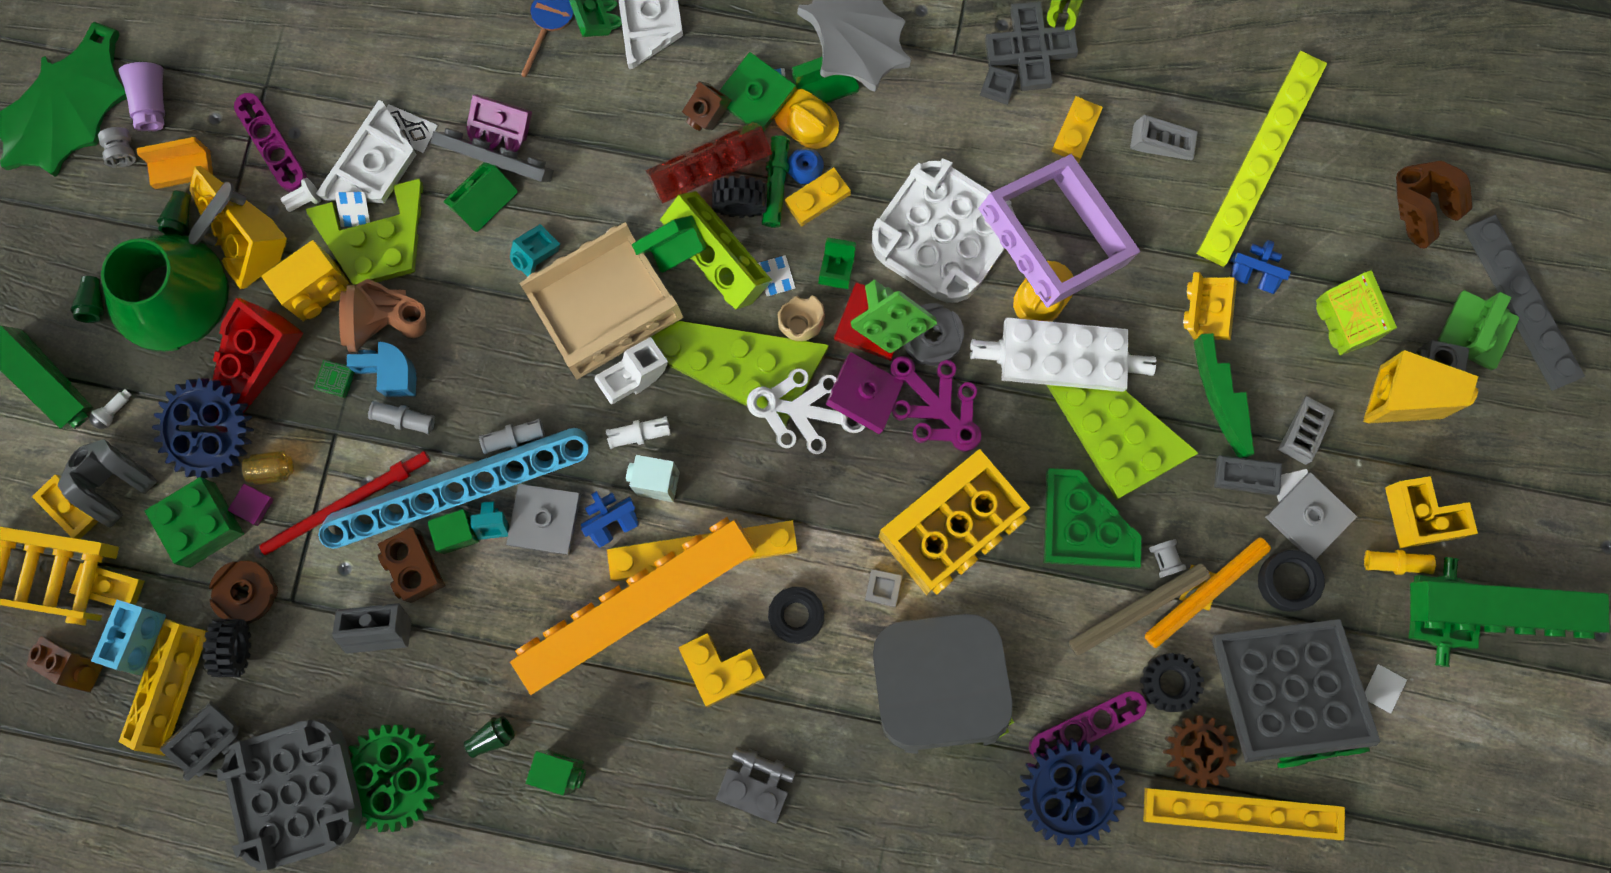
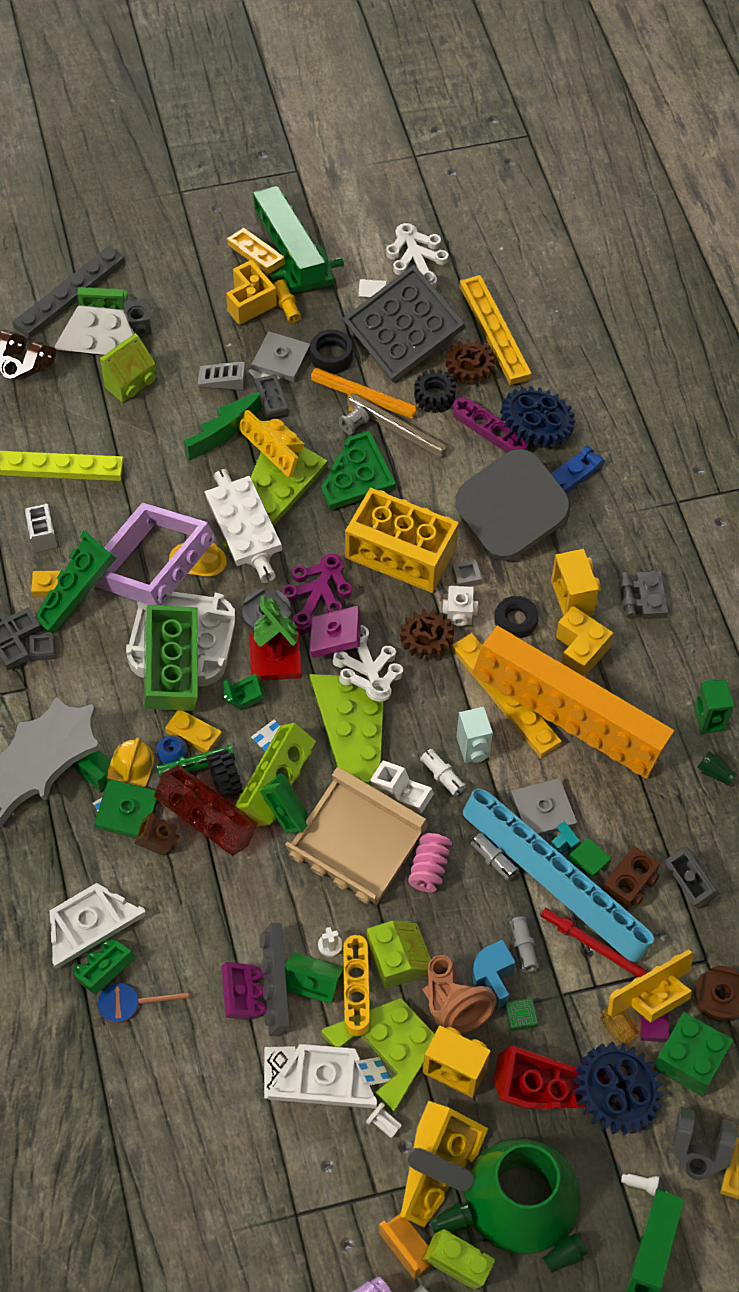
camera: 120 degrees left, 20 degrees down
(129, 196) = (458, 1259): none -> lime brick
(263, 516) = (655, 991): none -> yellow bracket
(271, 142) = (345, 1174): magenta beam -> none
(447, 228) = (356, 985): none -> yellow beam
(457, 288) = (398, 952): none -> lime slope
(506, 229) = (330, 943): none -> white piece
(533, 249) = (339, 910): teal bracket -> none
(536, 366) = (429, 862): none -> bright pink piece
(621, 511) = (517, 761): blue hips -> none
(794, 698) = (575, 582): none -> yellow brick
(801, 318) = (298, 695): tan hair -> none
(829, 496) = (427, 633): none -> reddish brown gear
(839, 561) = (460, 605): none -> white brick
(906, 193) = (170, 658): none -> bright green brick
(971, 795) = (575, 471): none -> blue plate
(1058, 137) = (82, 573): none -> green wing
(1169, 444) = (273, 441): none -> yellow bracket
(1210, 306) = (161, 453): yellow bracket -> none
(1271, 276) = (114, 435): blue hips -> none
(1418, 389) = (170, 320): yellow slope -> none
(1424, 774) = (408, 235): none -> white plant
(1431, 304) = (95, 330): none -> white wing
(1501, 557) = (256, 250): none -> yellow plate

